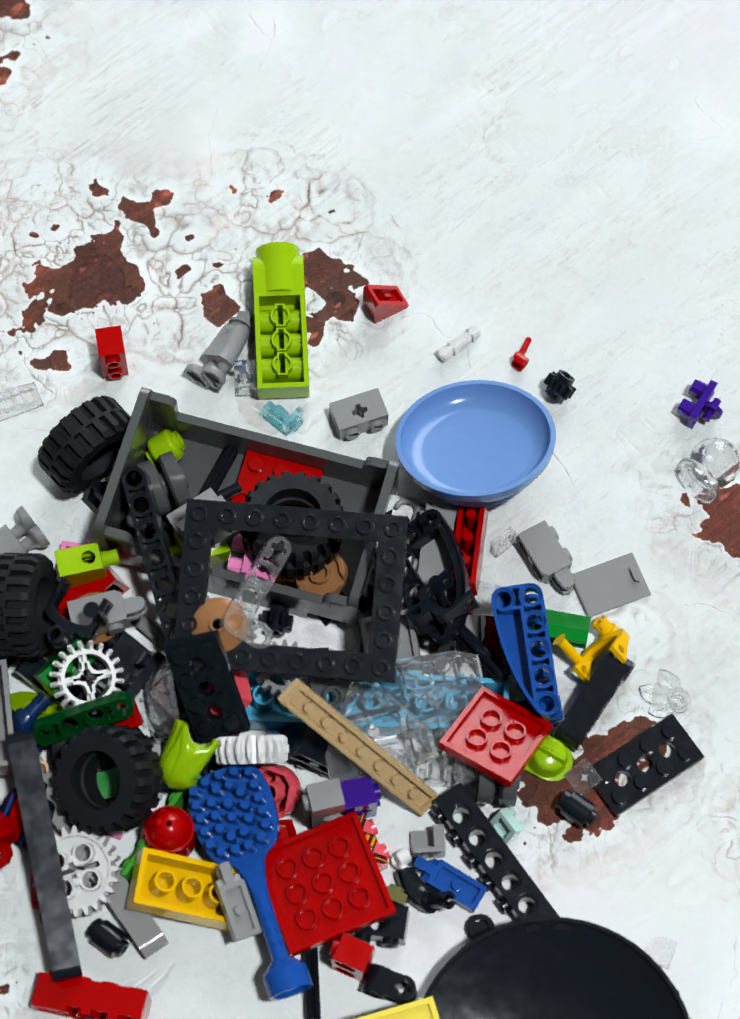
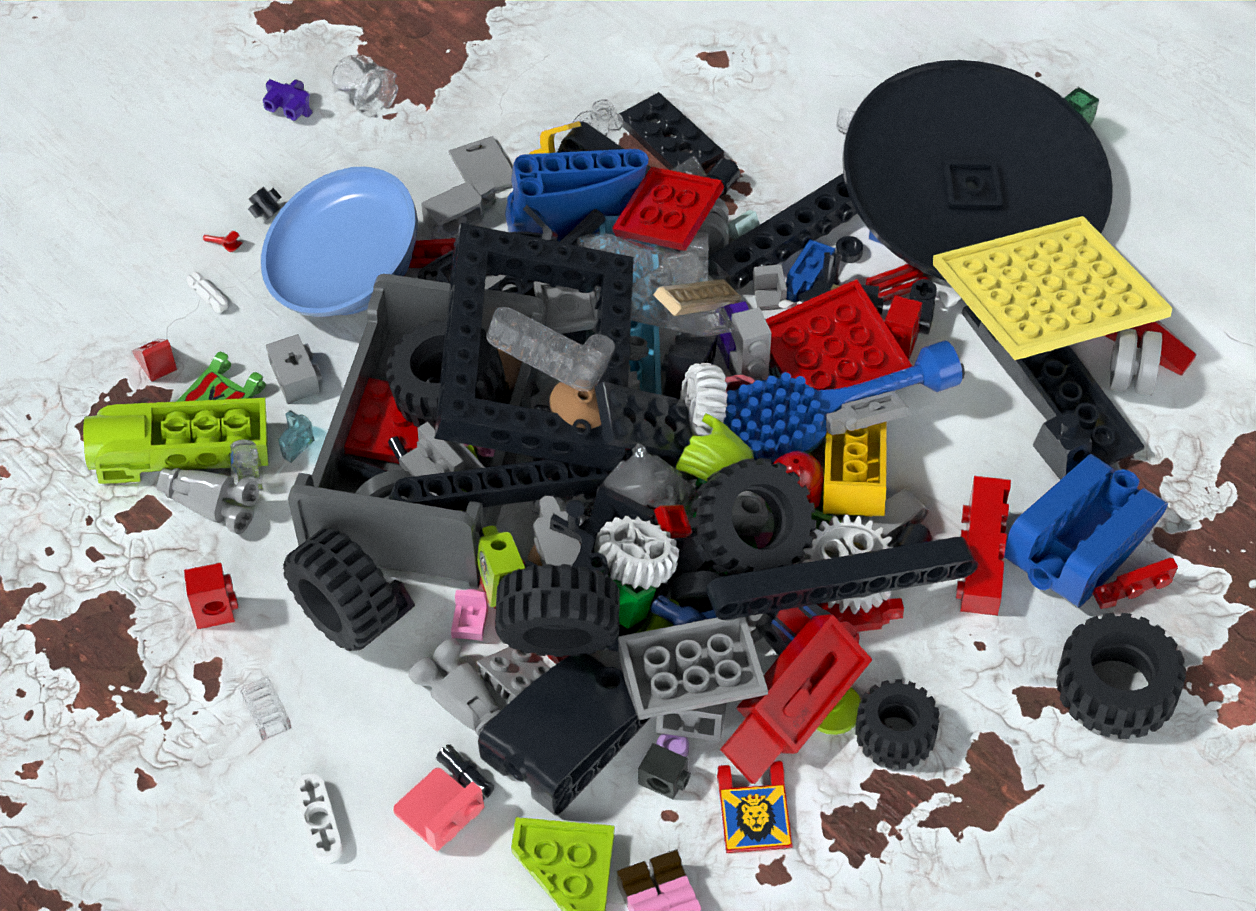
camera: 90 degrees left, 15 degrees down
(80, 714) = (685, 546): dark green beam -> none
(336, 352) = (214, 386): none -> bright green flag
(424, 948) = (894, 279): none -> red tile

